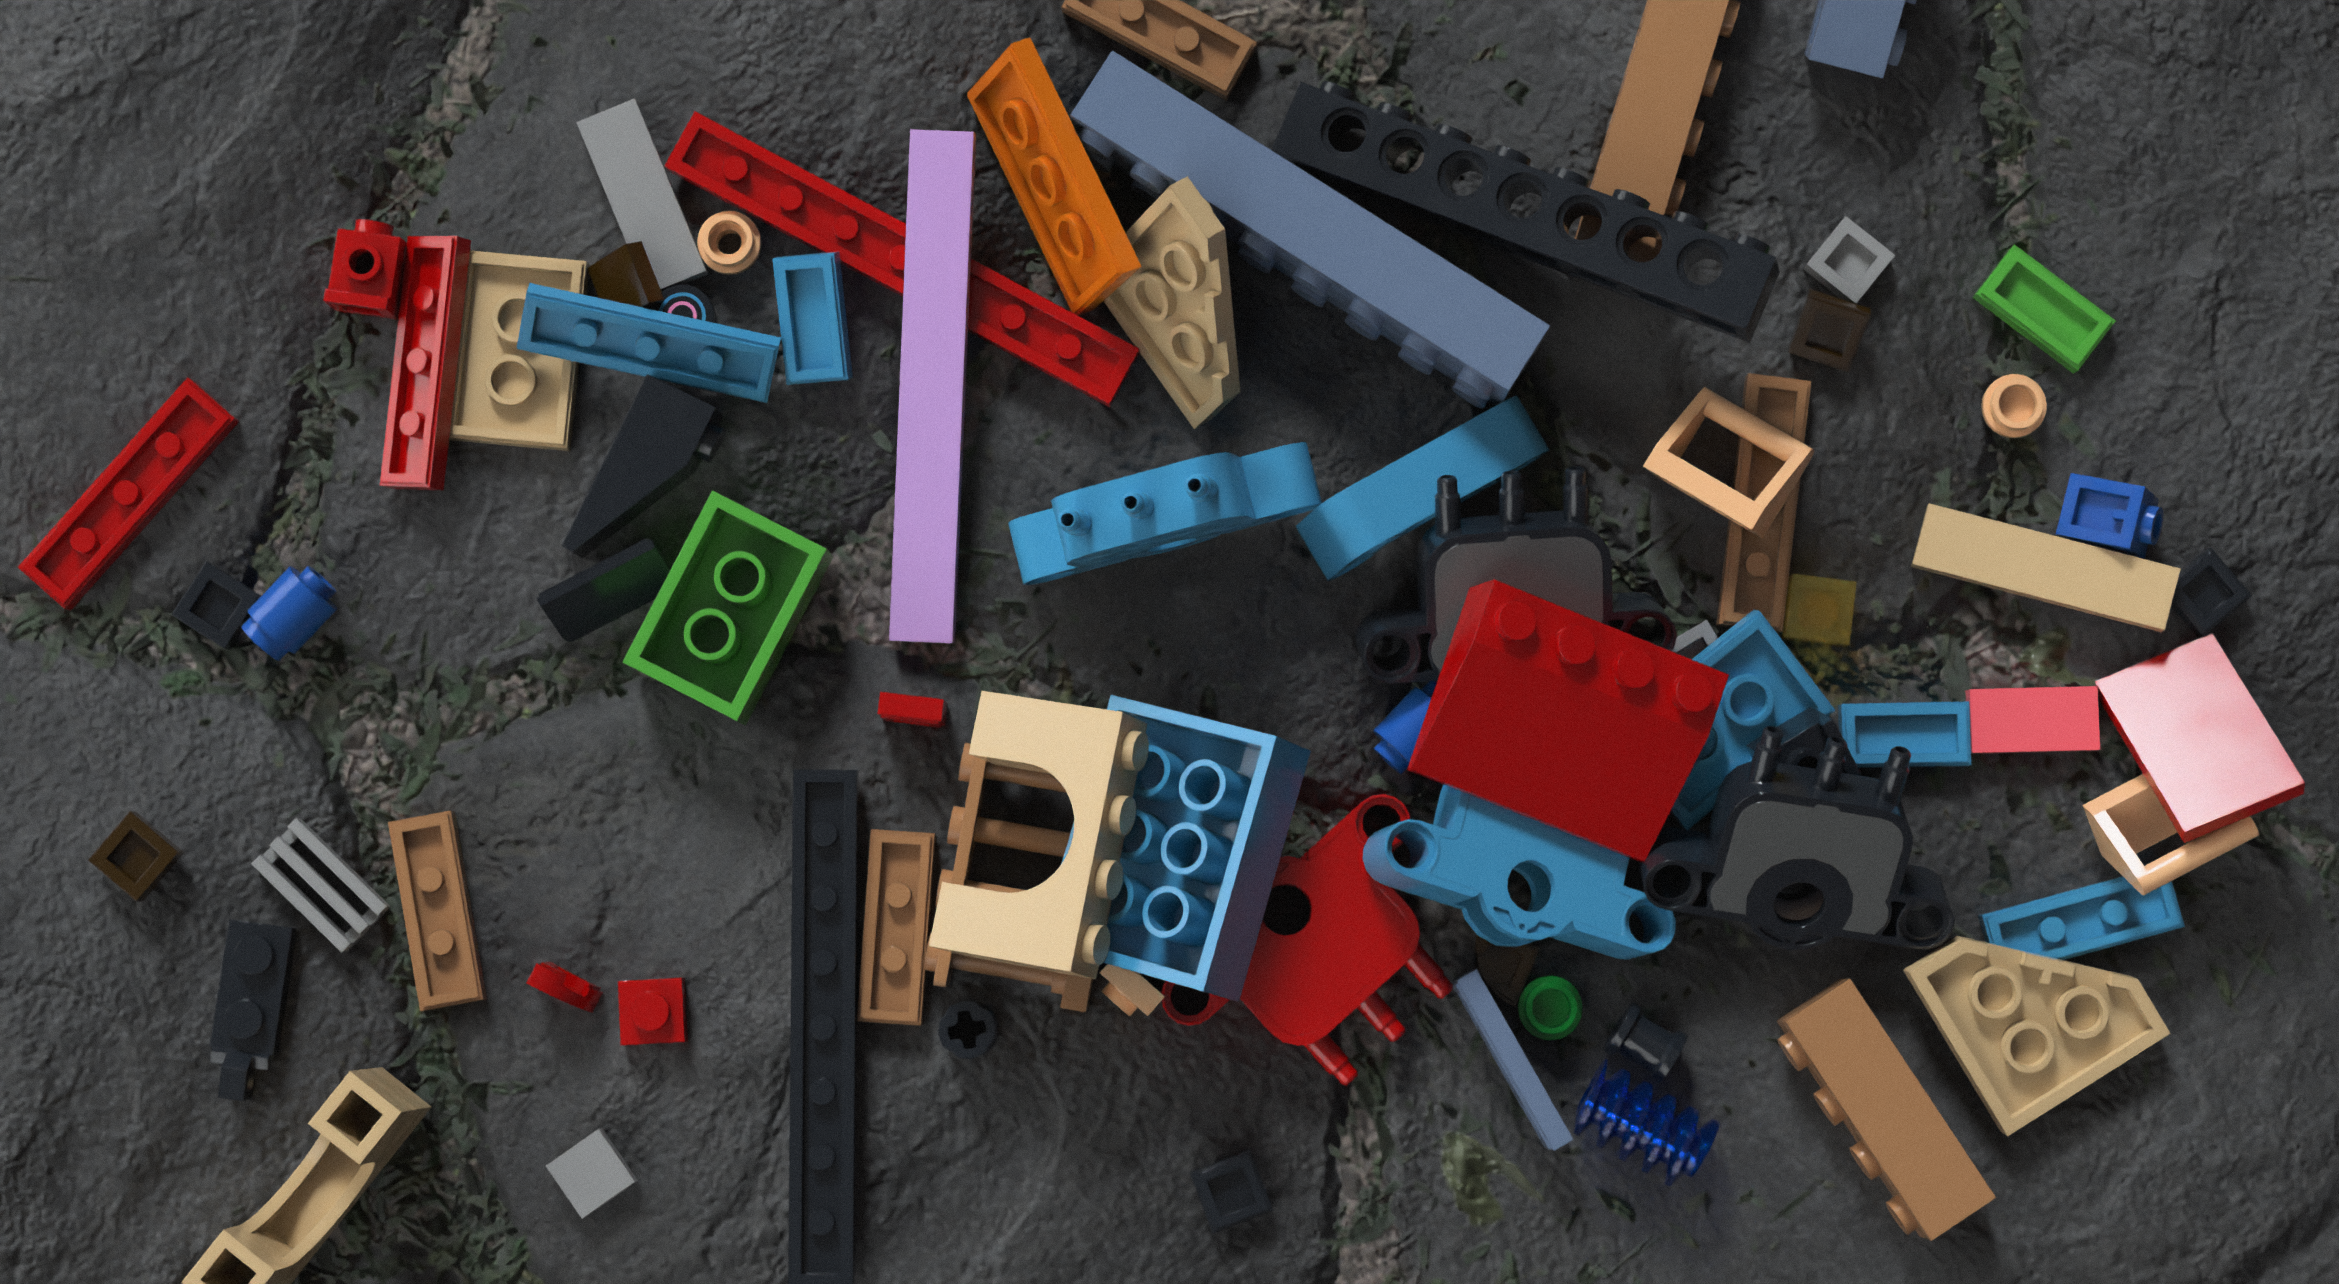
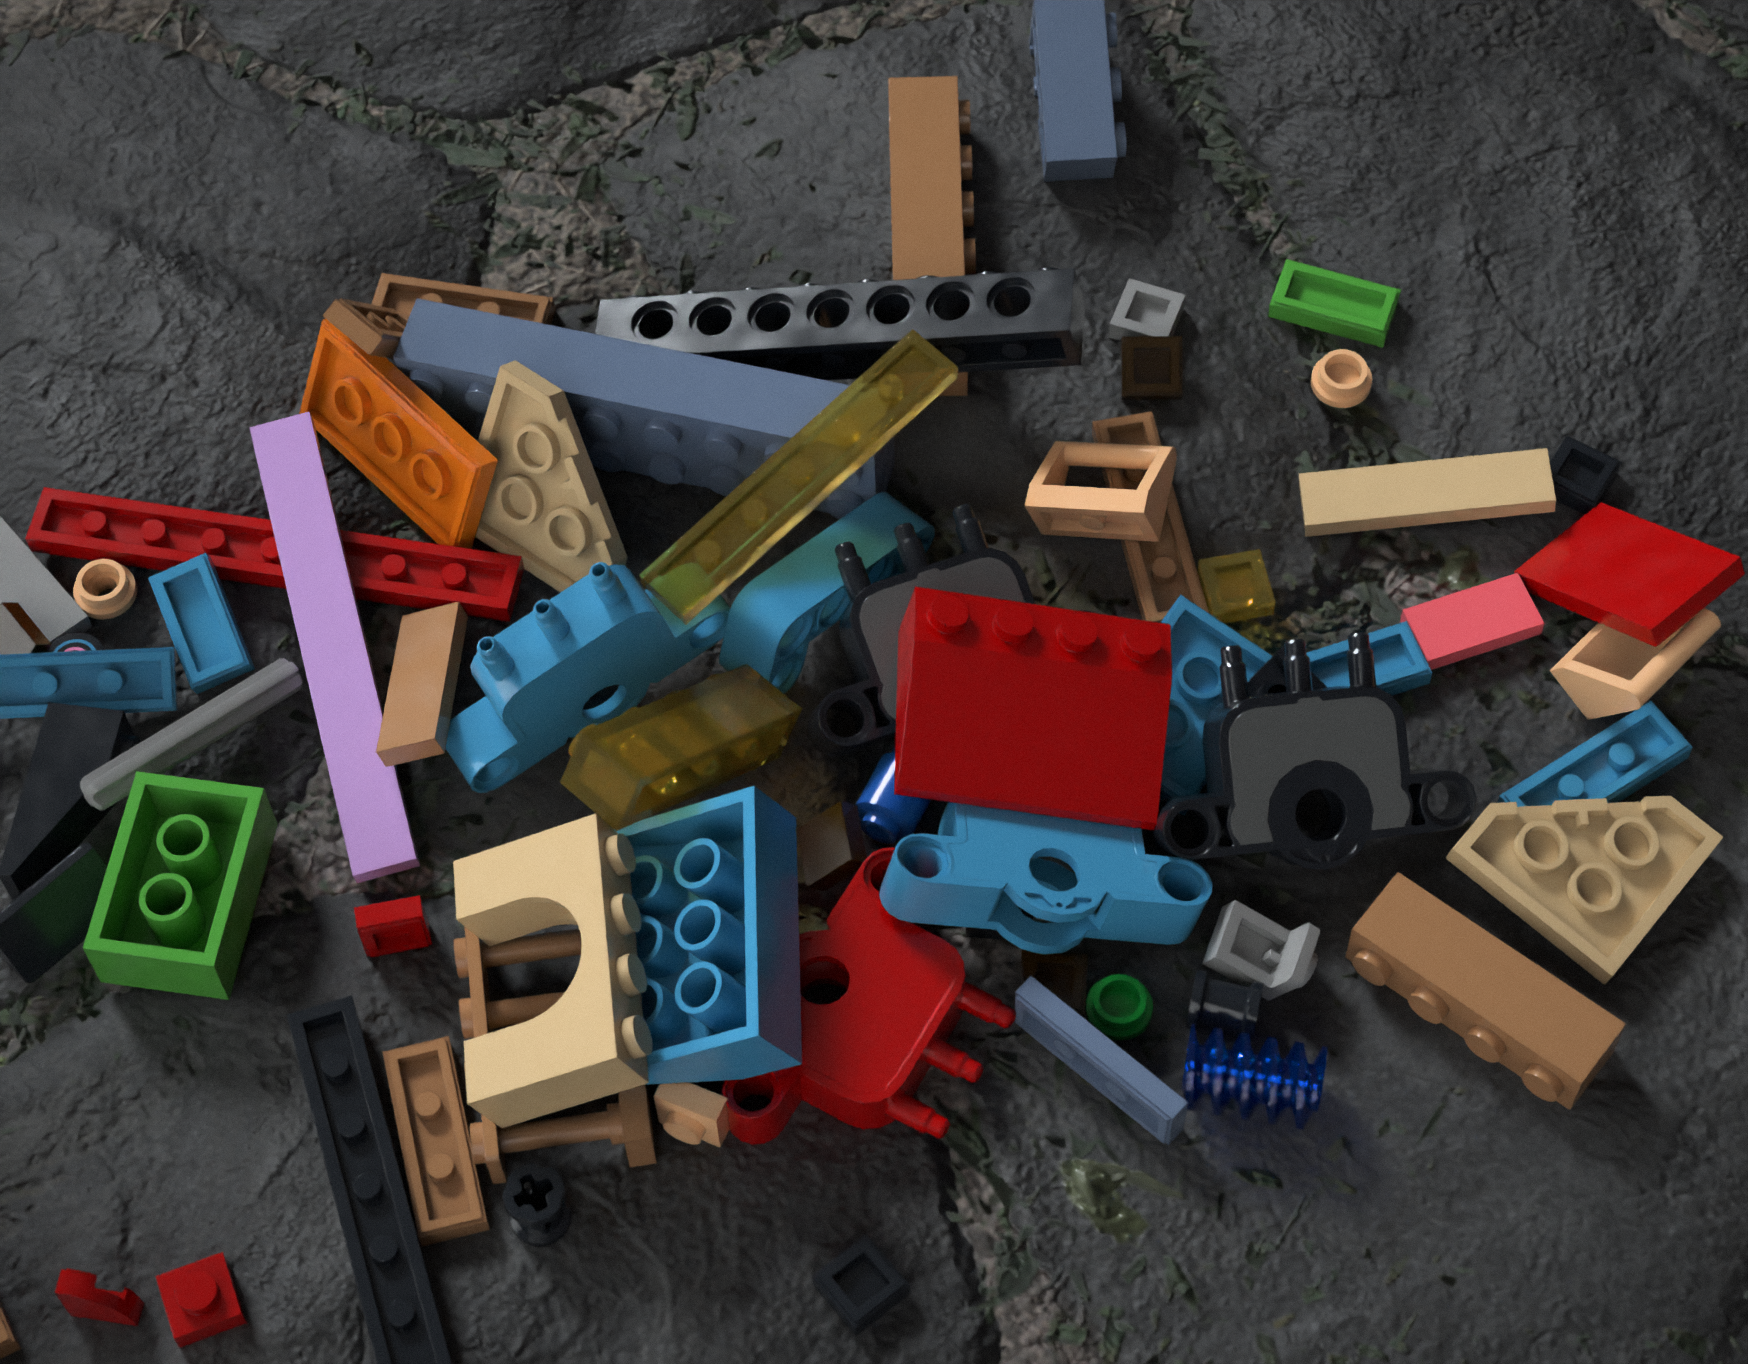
camera: 20 degrees left, 25 degrees down
(775, 445) = (192, 732): none -> light grey axle
(1006, 464) = (422, 684): none -> medium nougat tile
(1064, 64) = (368, 325): none -> medium nougat tile
(1226, 638) = (679, 746): none -> clear yellow brick
(1340, 761) = (832, 846): none -> dark brown tile
(1430, 392) = (798, 476): none -> clear yellow tile
(1699, 1003) = (1257, 949): none -> light grey bracket
(2110, 515) = (1465, 428): blue bracket -> none

